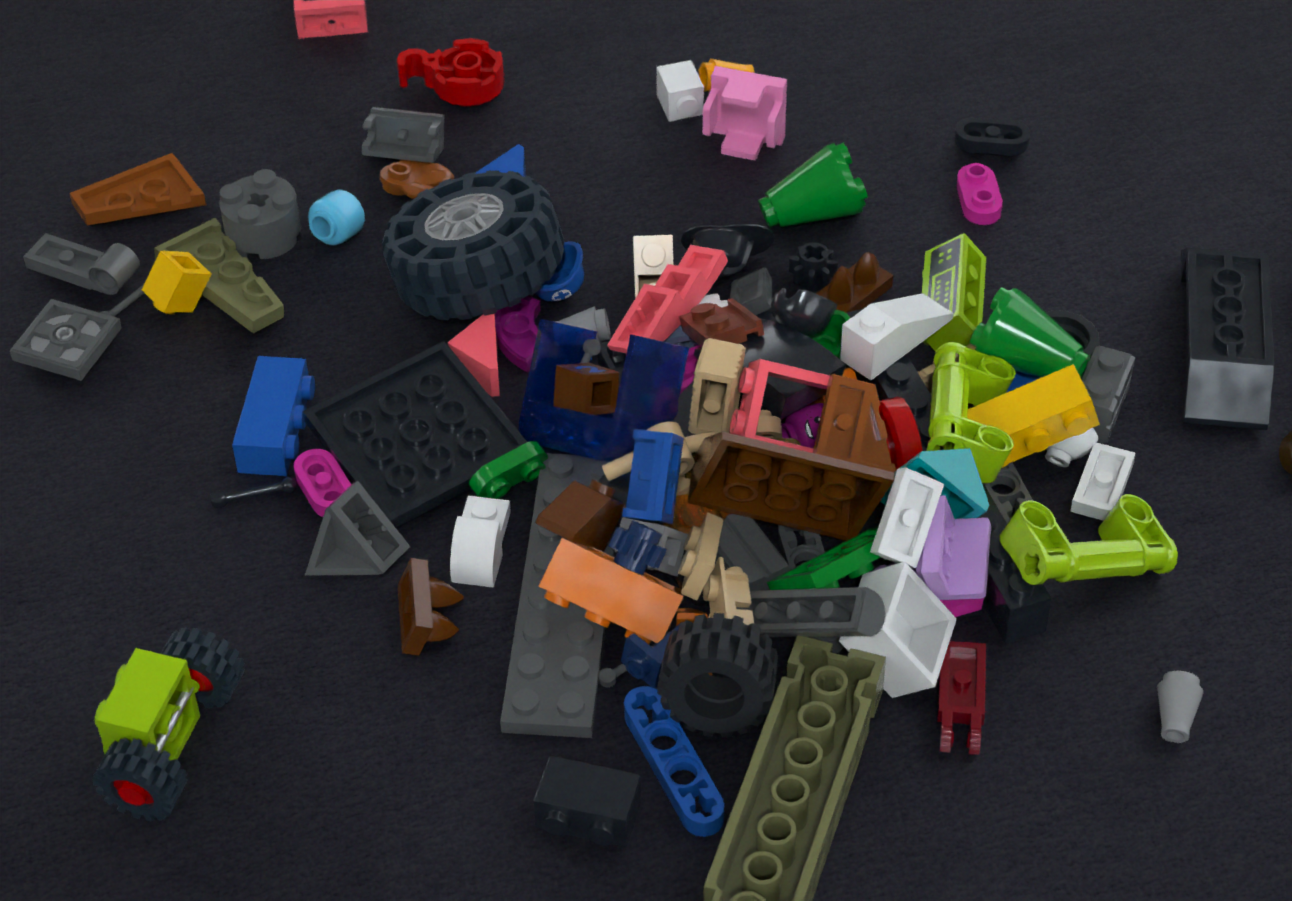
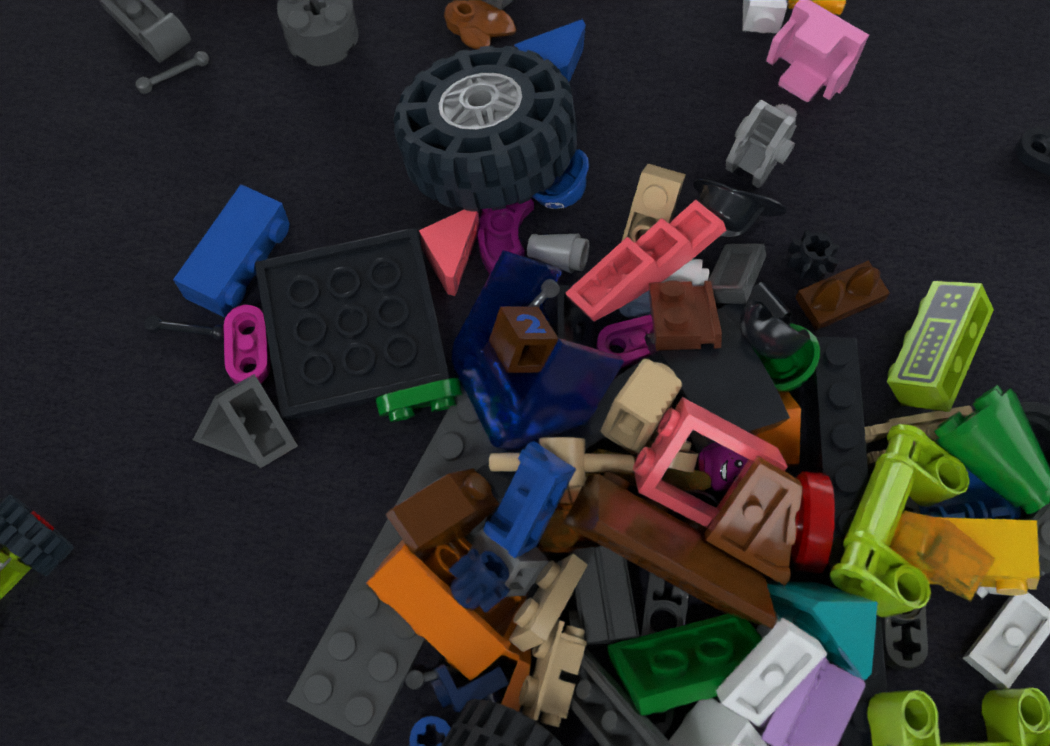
camera: 20 degrees right, 20 degrees up
(65, 339) = (96, 98): dark grey piece -> none
(176, 282) = (209, 71): yellow brick -> none
(232, 282) = (260, 71): olive wing -> none
(336, 217) = (385, 44): medium azure head -> none
(416, 598) = (278, 512): reddish brown tile -> none
(478, 541) = (354, 472): white brick -> none
(728, 190) = (763, 140): none -> light grey hinge
(815, 190) = (850, 168): green cone -> none
(889, 331) = (856, 389): white slope -> none
(979, 194) = (1013, 216): dark pink plate -> none
(1012, 409) = (942, 553): none -> clear yellow slope

